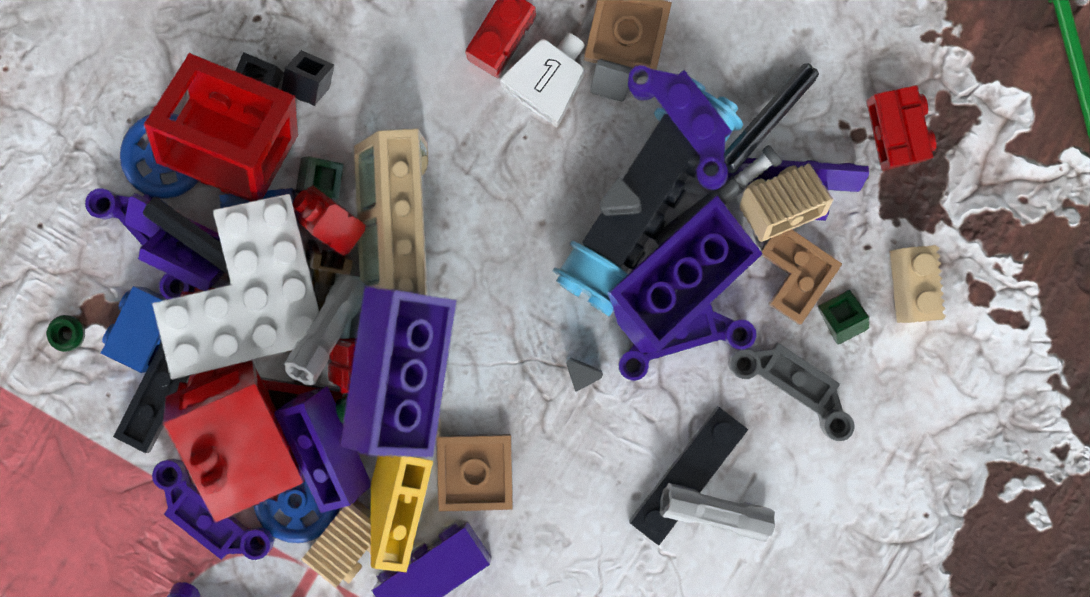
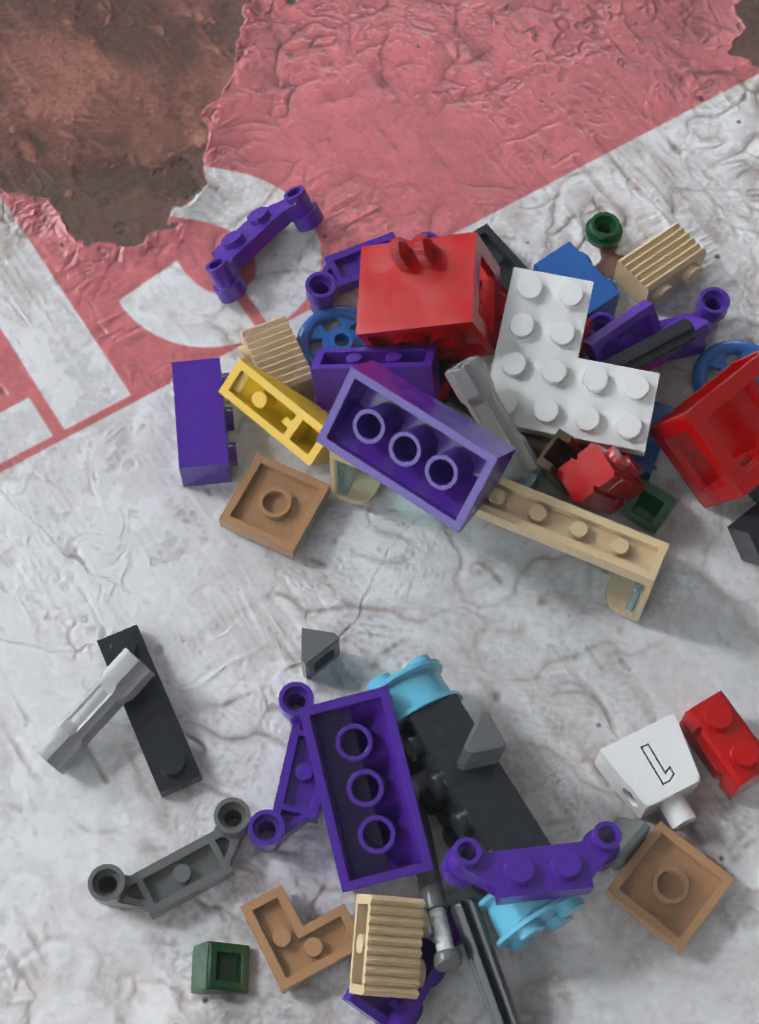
camera: 115 degrees right, 25 degrees down
(80, 267) = (660, 266): none -> tan brick

